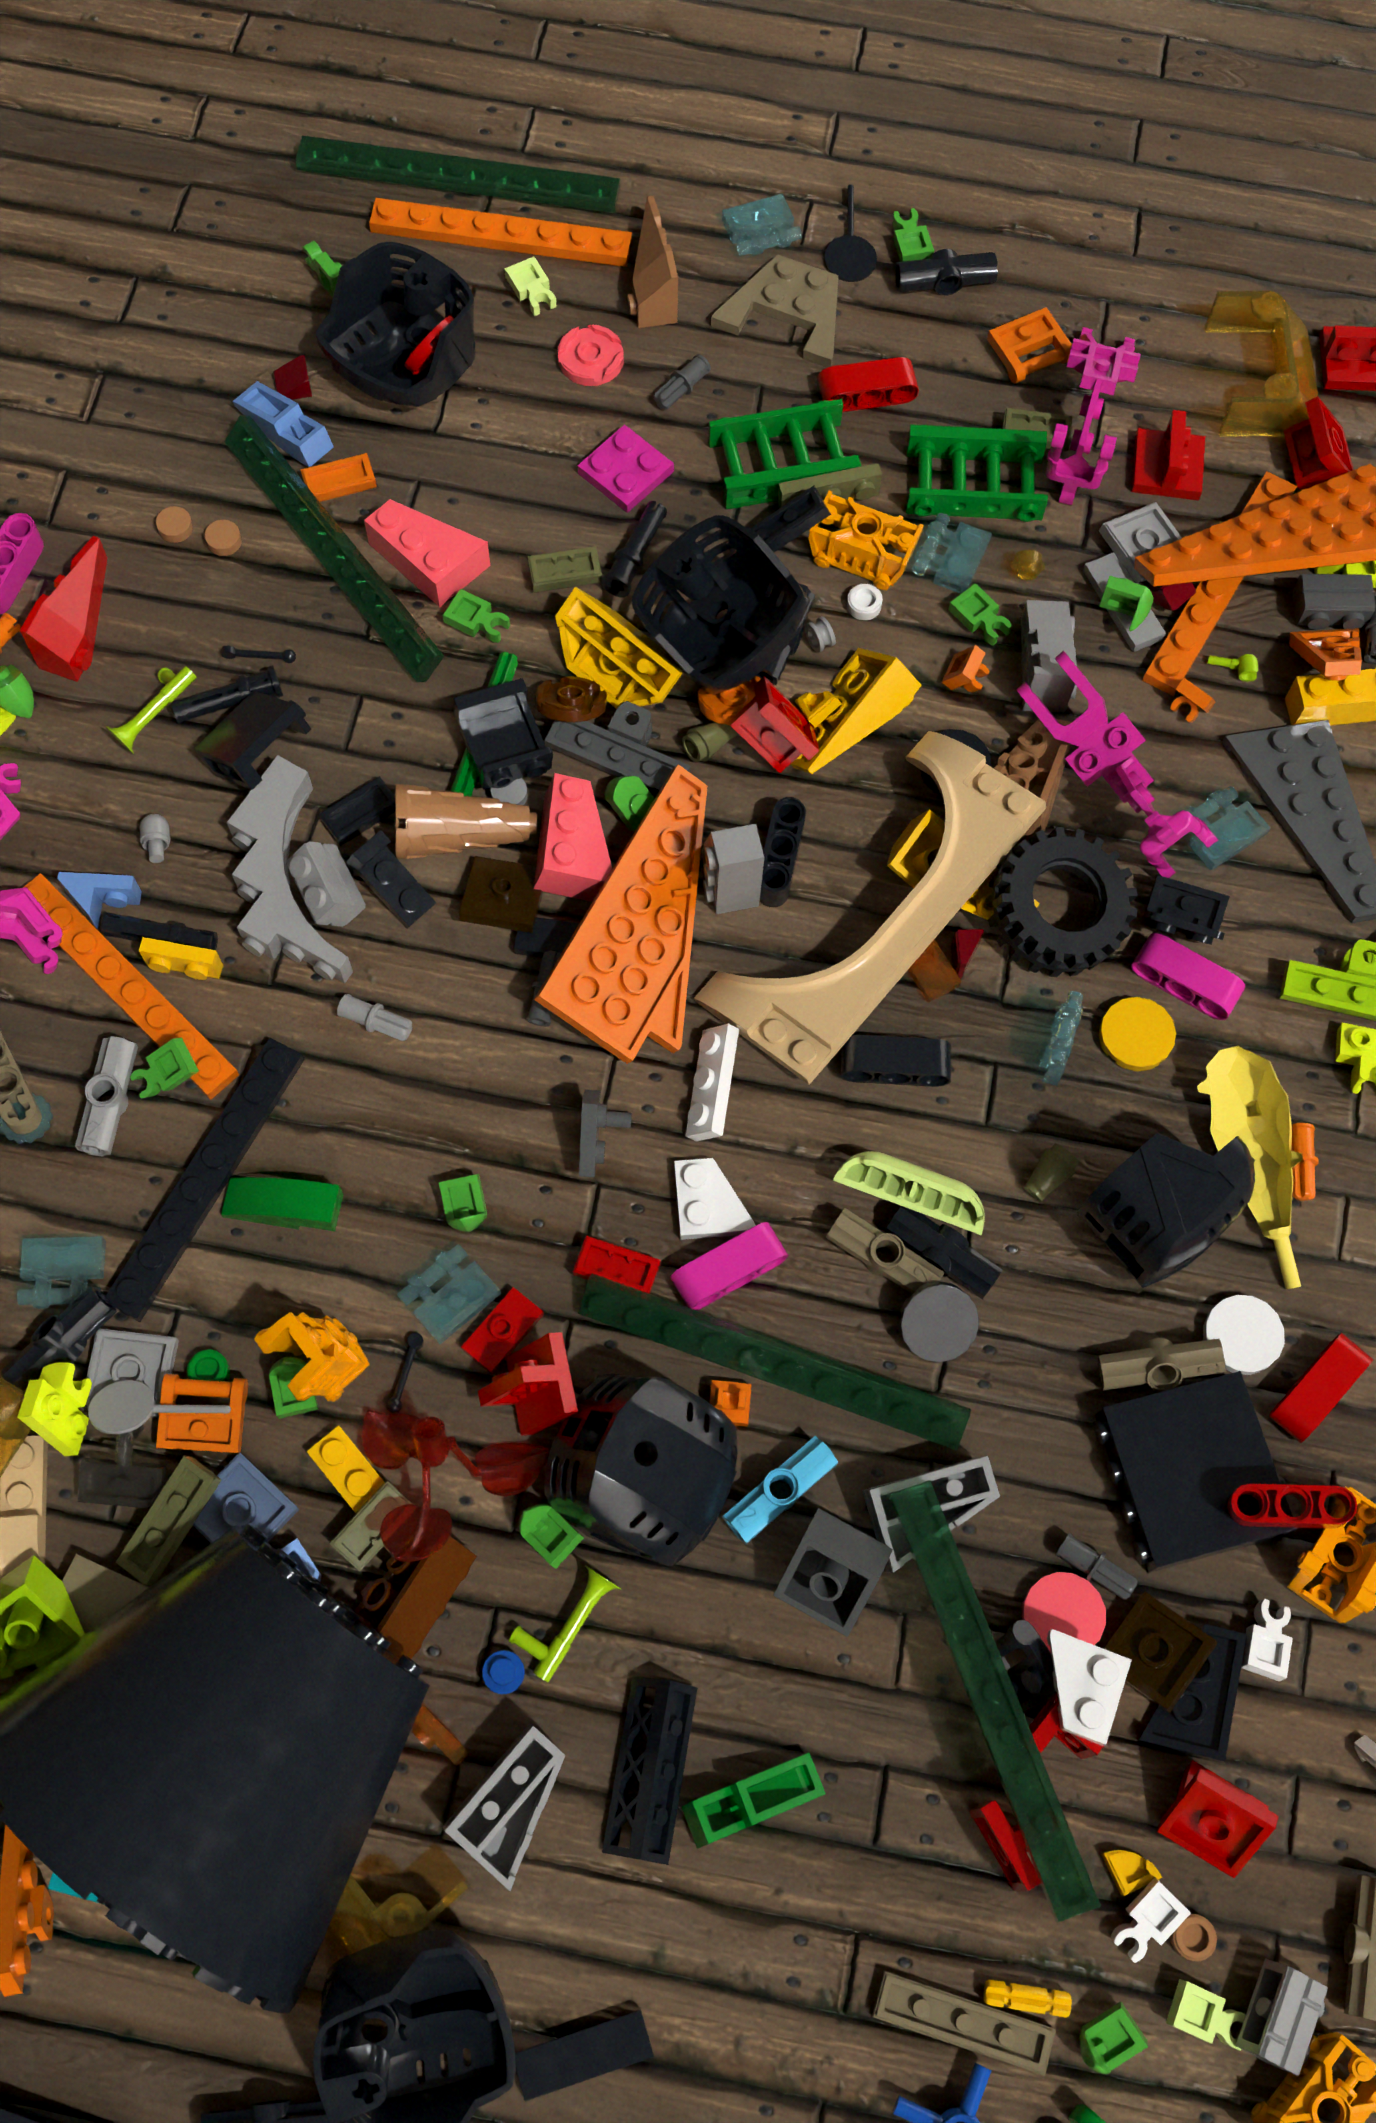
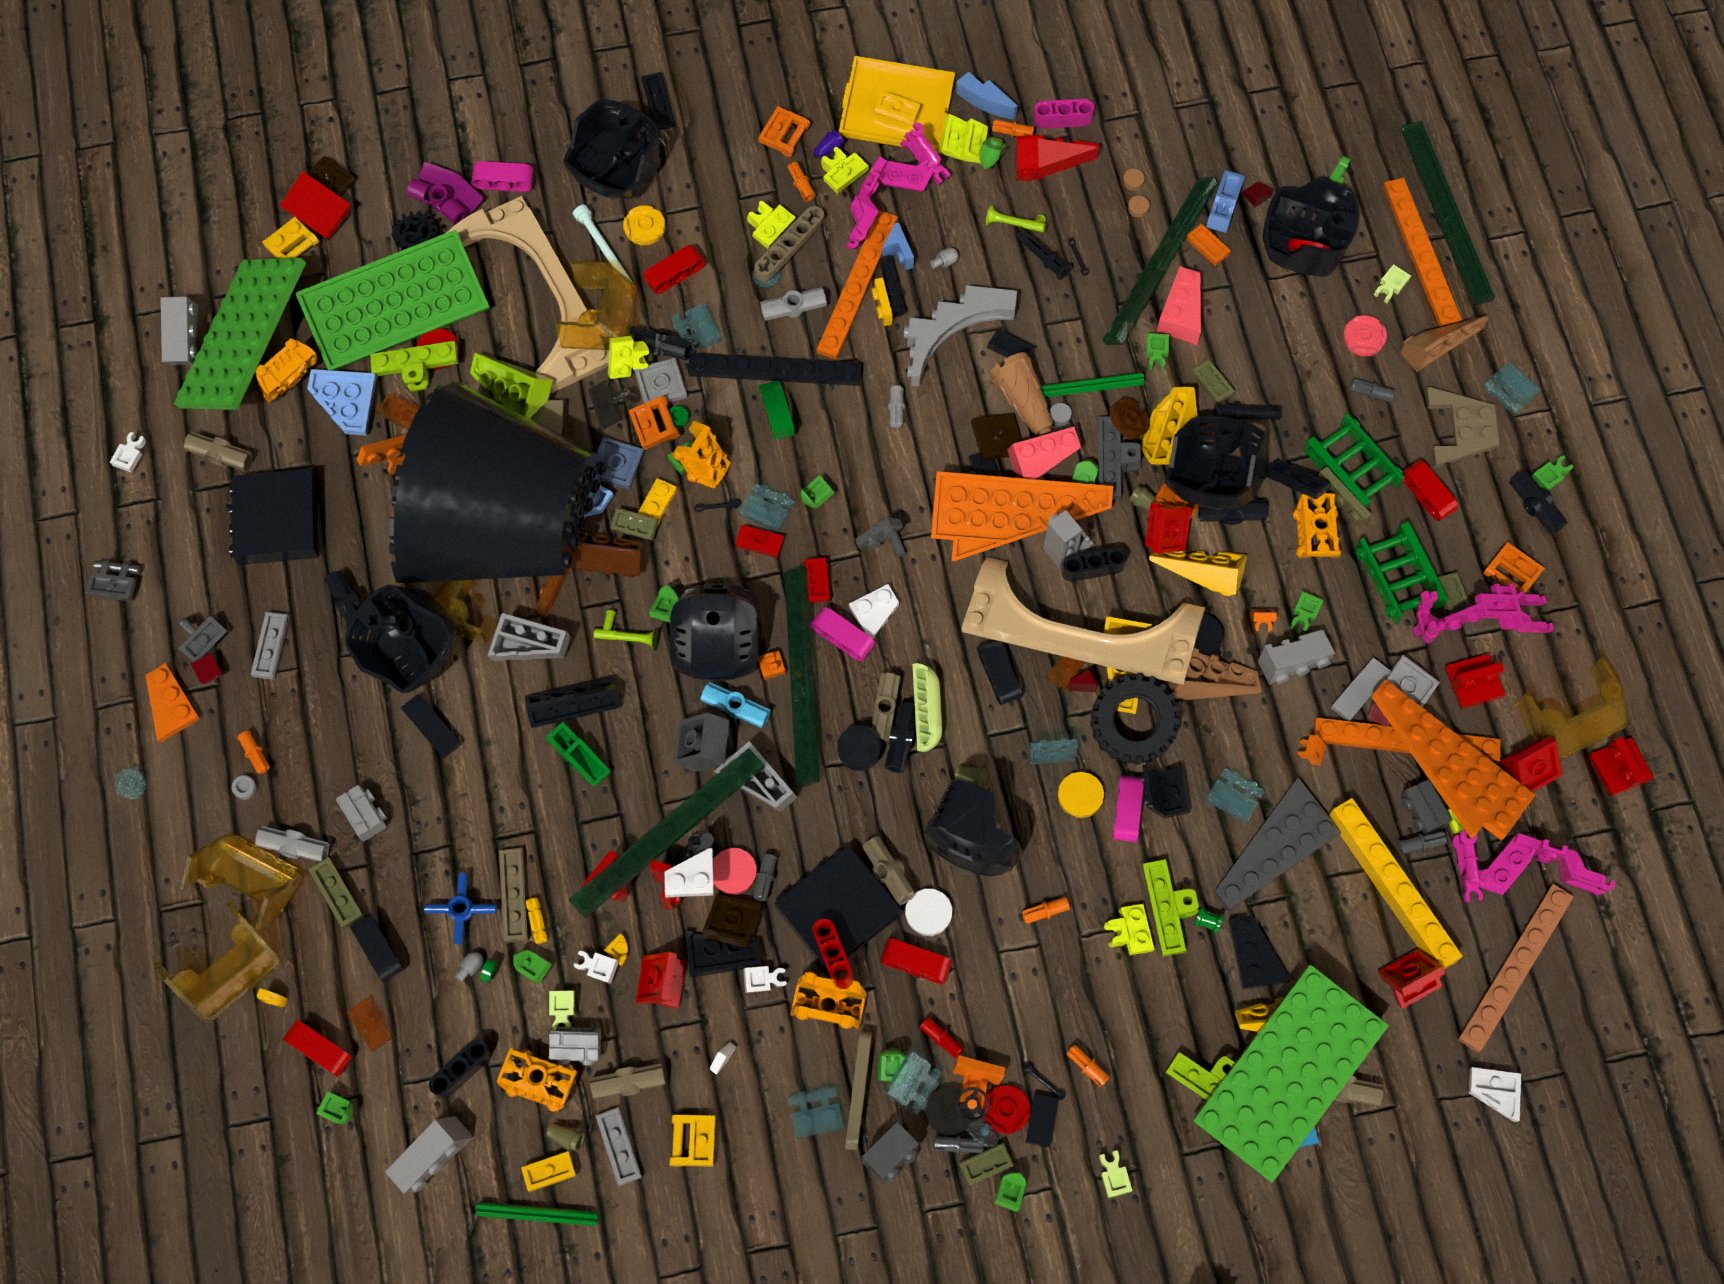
camera: 70 degrees right, 0 degrees up
(130, 1404) = (642, 387): light grey piece -> none
(168, 1068) = (819, 323): bright green plate -> none
(168, 1521) = (596, 431): olive plate -> none
(247, 734) = (1022, 271): black panel -> none
(325, 884) = (956, 348): light grey brick -> none
(390, 880) = (975, 378): black bracket -> none
(419, 1532) = (679, 518): clear red plant -> none
(502, 734) = (1088, 393): black panel -> none
(503, 1672) = (590, 614): blue plate -> none
(536, 1384) = (735, 562): red bracket -> none
(625, 468) = (1298, 386): dark pink plate -> none
(712, 1082) = (940, 583): white plate -> none
(817, 706) = (1194, 547): yellow tile -> none
(820, 634) = (1243, 530): light grey bush -> none
(850, 255) = (1522, 447): black piece -> none
(864, 602) = (1281, 547): white tile -> none
(961, 559) = (1340, 588): clear light blue plate -> none
(1027, 564) = (1354, 626): clear yellow plate -> none
(1107, 752) = (1244, 712): dark pink piece -> none
(1127, 598) = (1357, 684): bright green plate -> none
(1194, 1938) = (598, 992): medium nougat tile -> none
(1246, 665) = (1354, 773): lime hand -> none
(1256, 1108) = (1041, 874): light yellow piece -> none
(1330, 651) = (1384, 814): orange wing -> none

